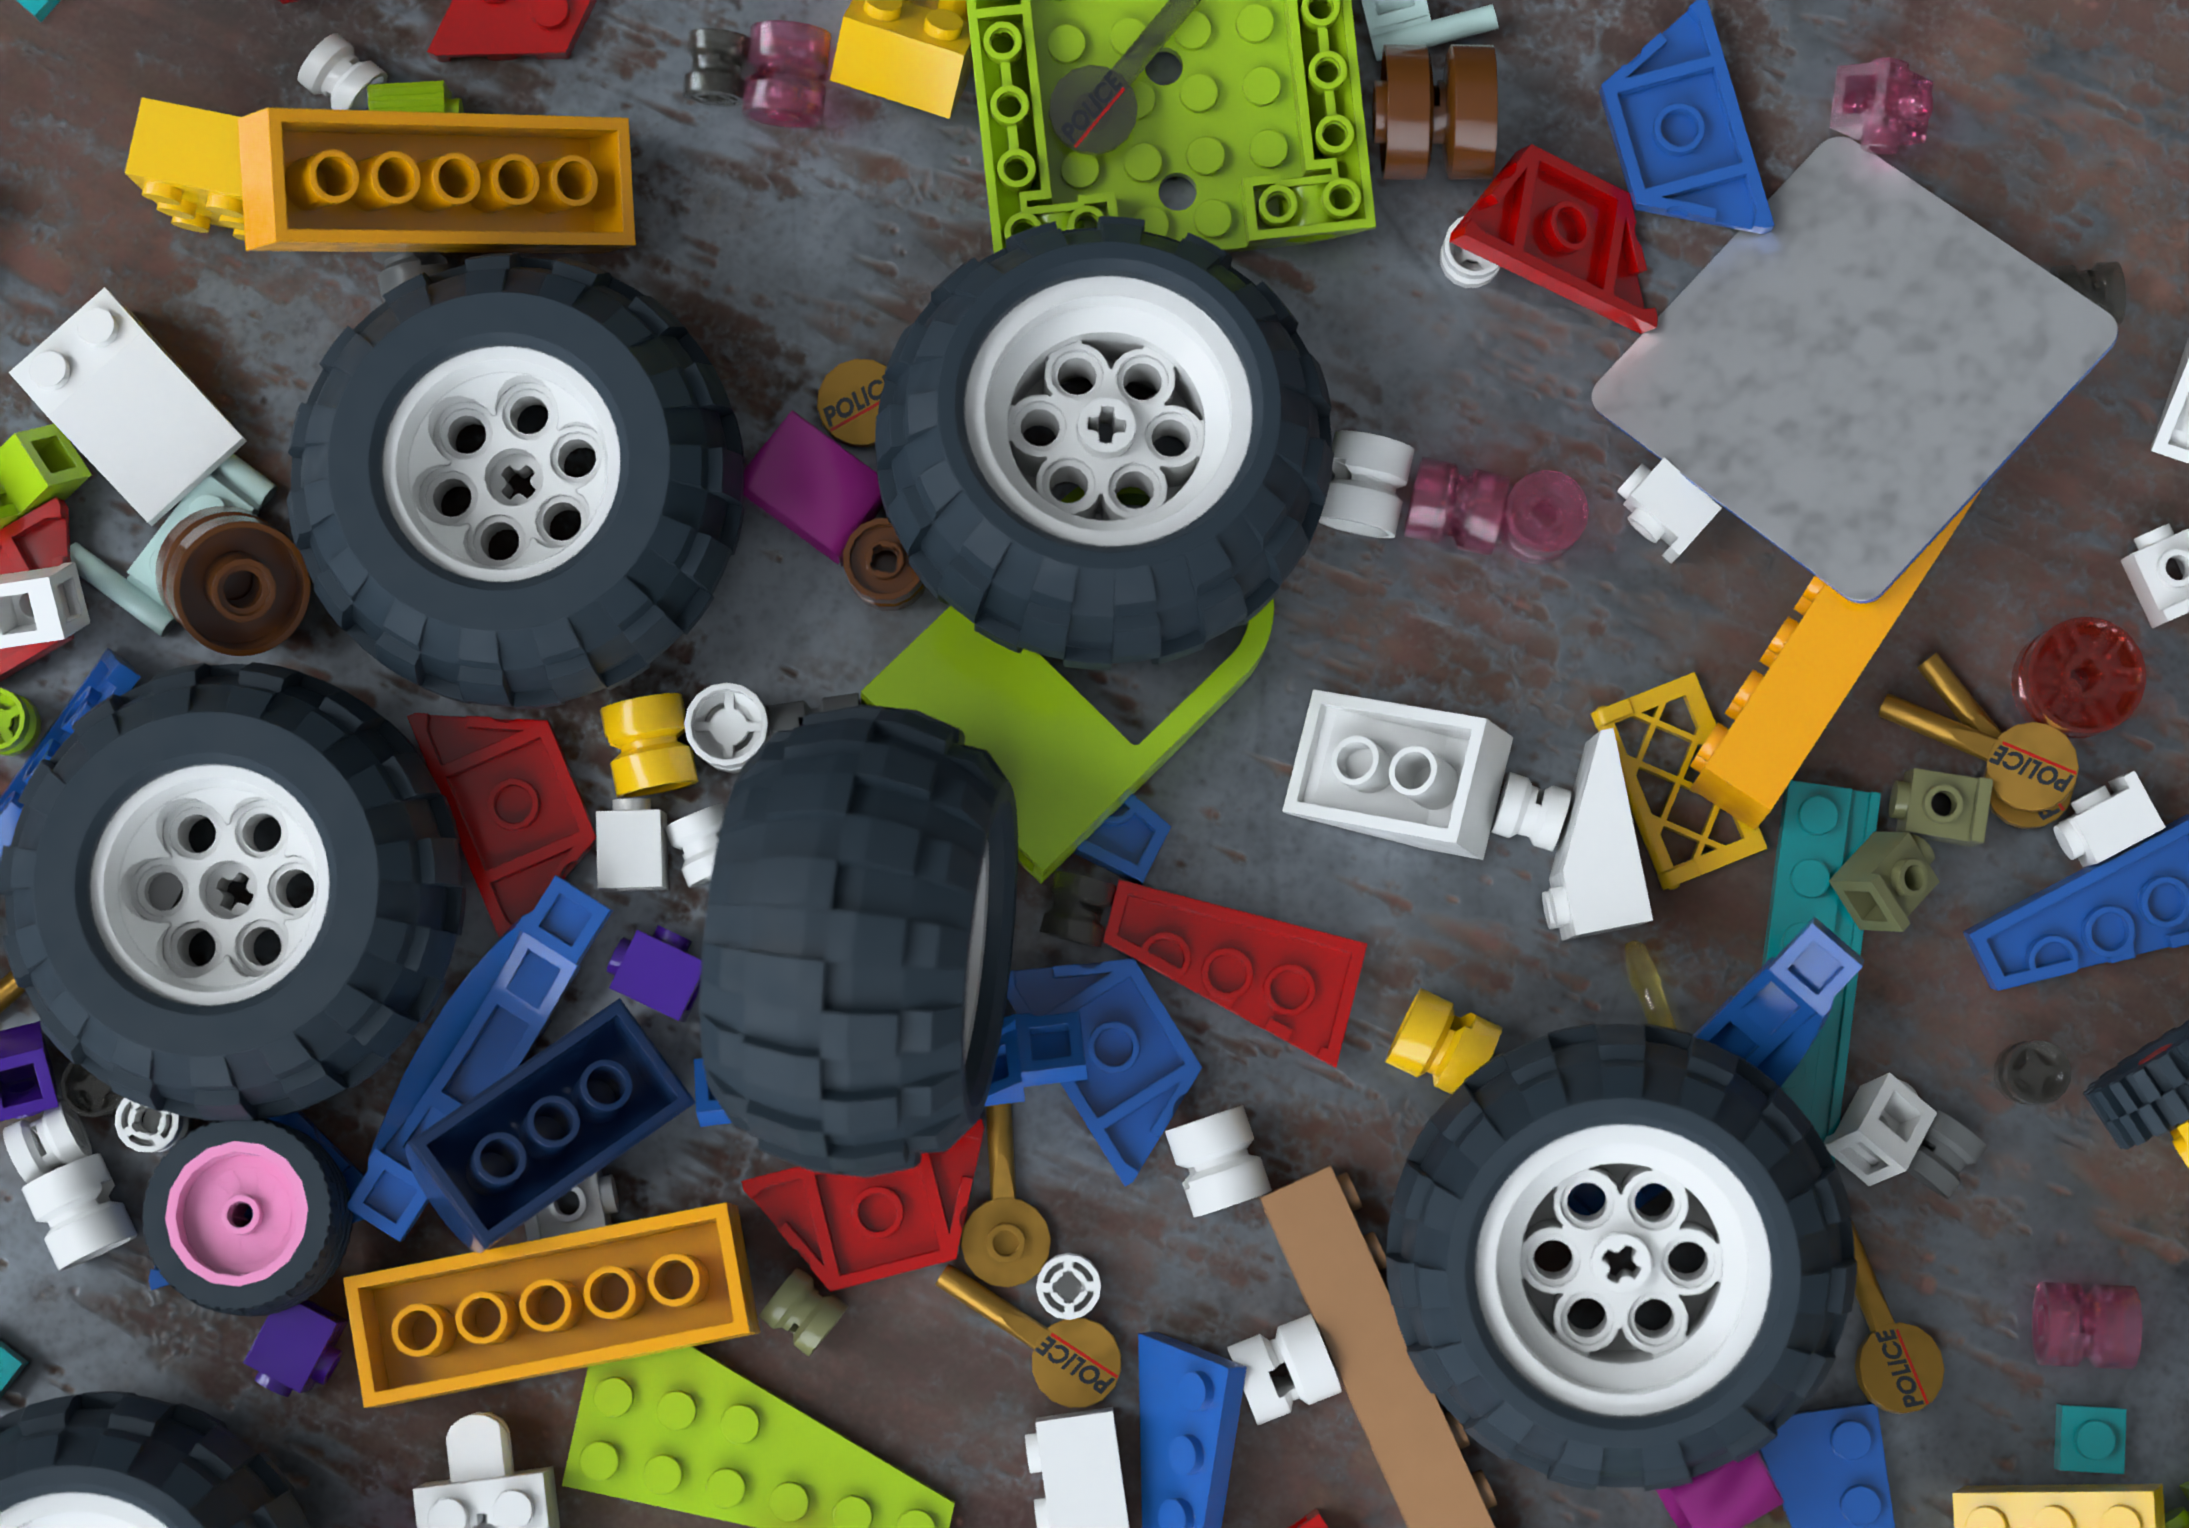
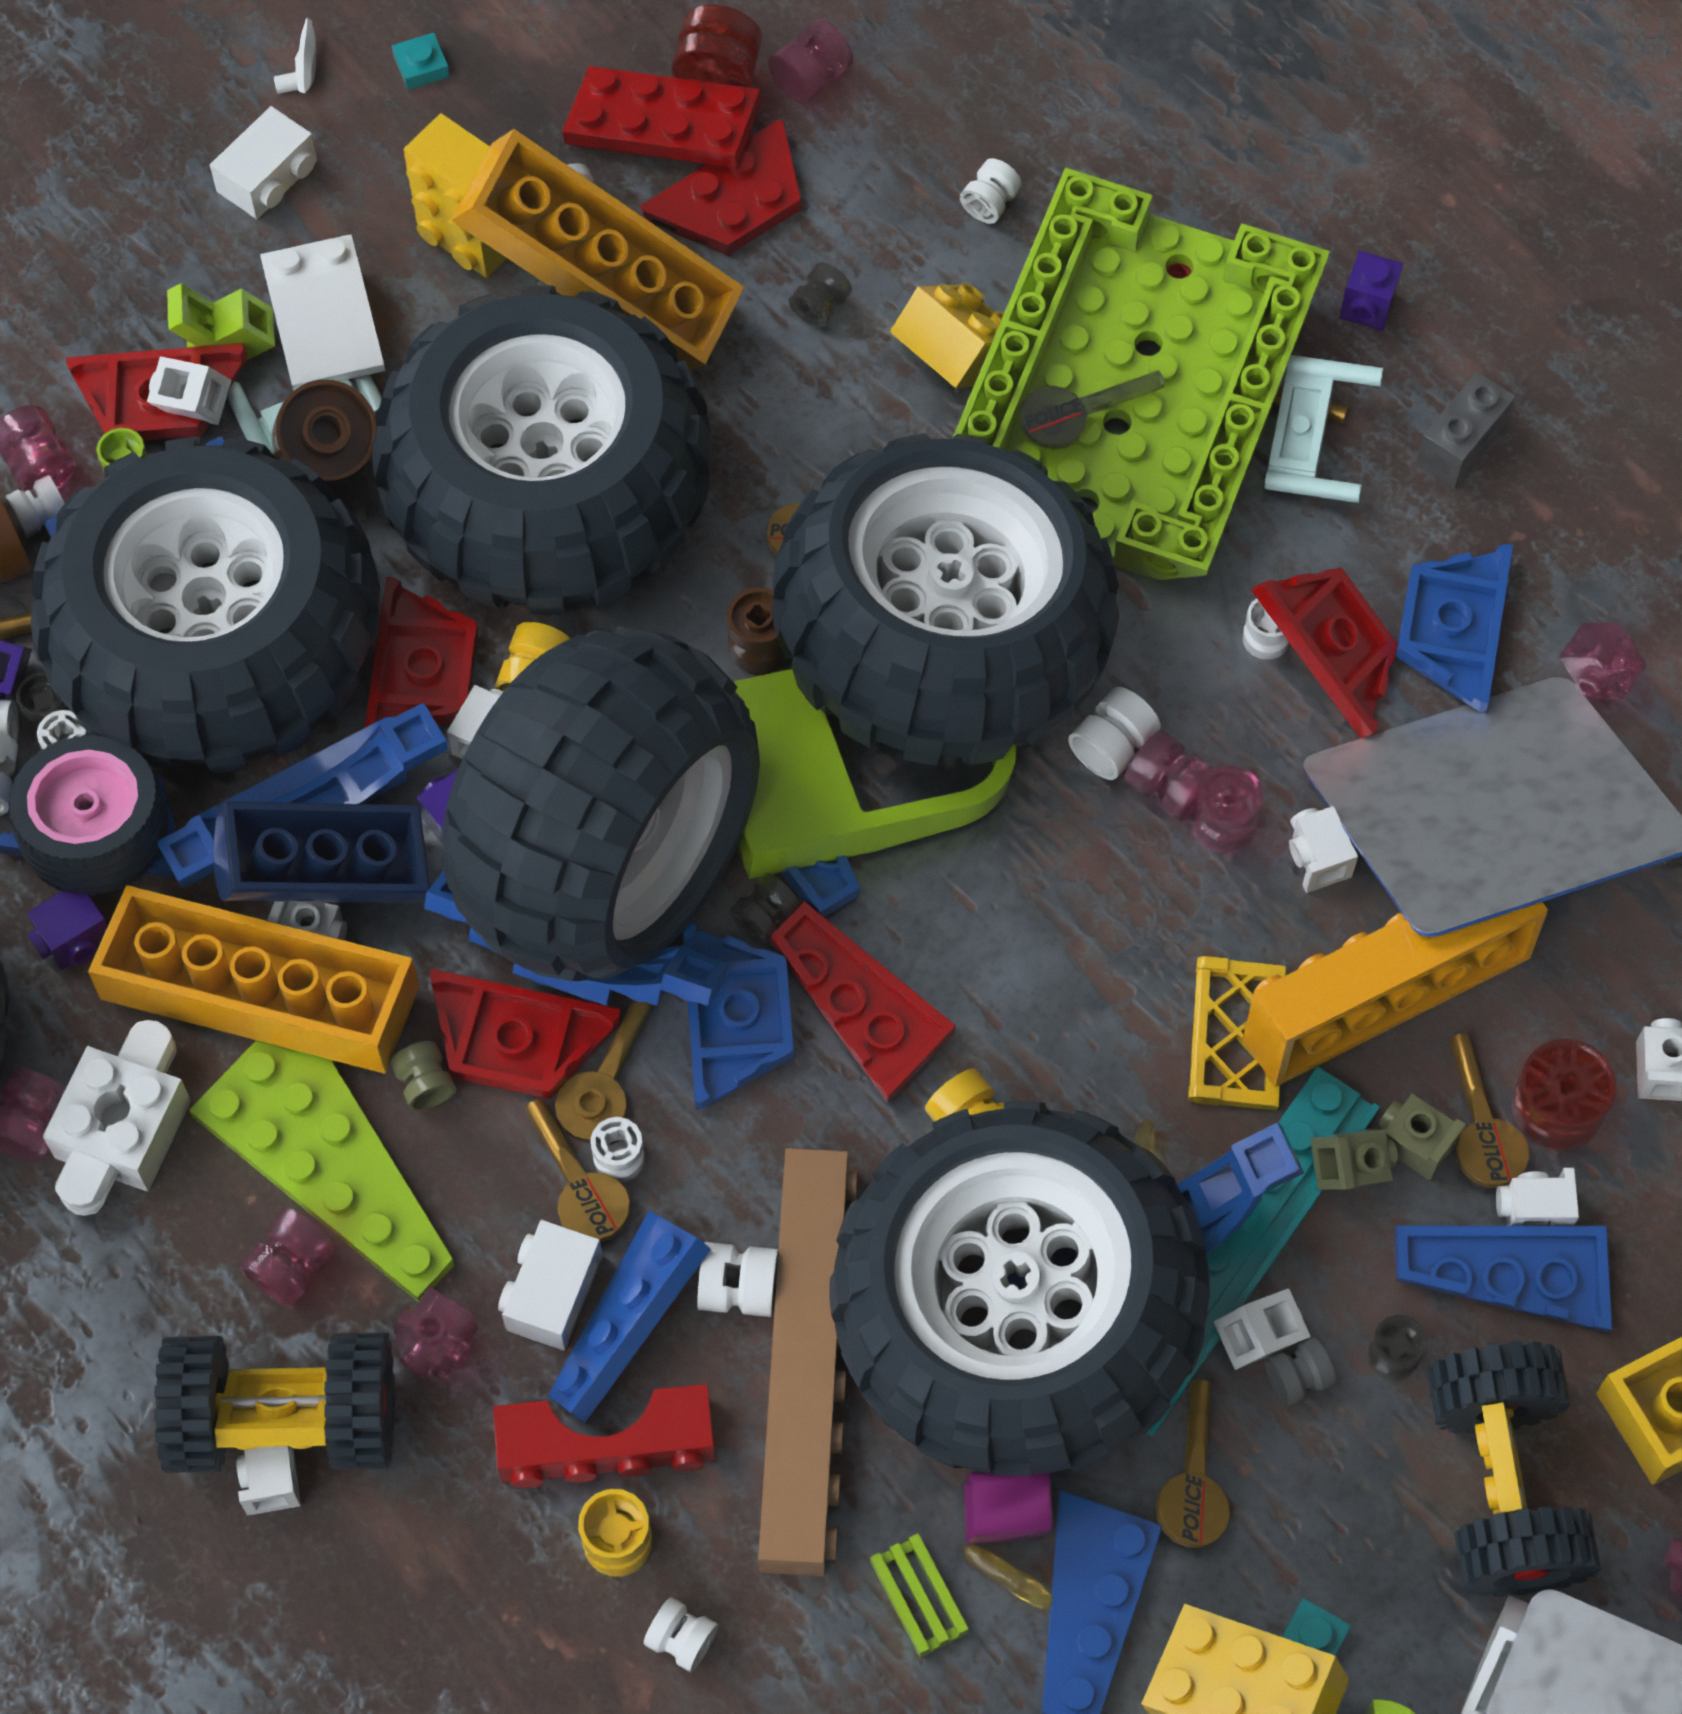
camera: 25 degrees right, 20 degrees down
(787, 67) = (863, 317): clear pink wheel -> none
(812, 486) = (732, 556): magenta piece -> none
(1218, 1161) = (771, 1110): white wheel -> none
(1399, 772) = (1042, 929): white slope -> none
(1456, 112) = (1271, 519): reddish brown wheel -> none
(1531, 811) = (1117, 995): white wheel -> none
(1597, 863) = (1138, 1055): white slope -> none
(2029, 763) = (1494, 1132): pearl gold piece -> none
(2109, 1325) = (1349, 1544): clear pink wheel -> none

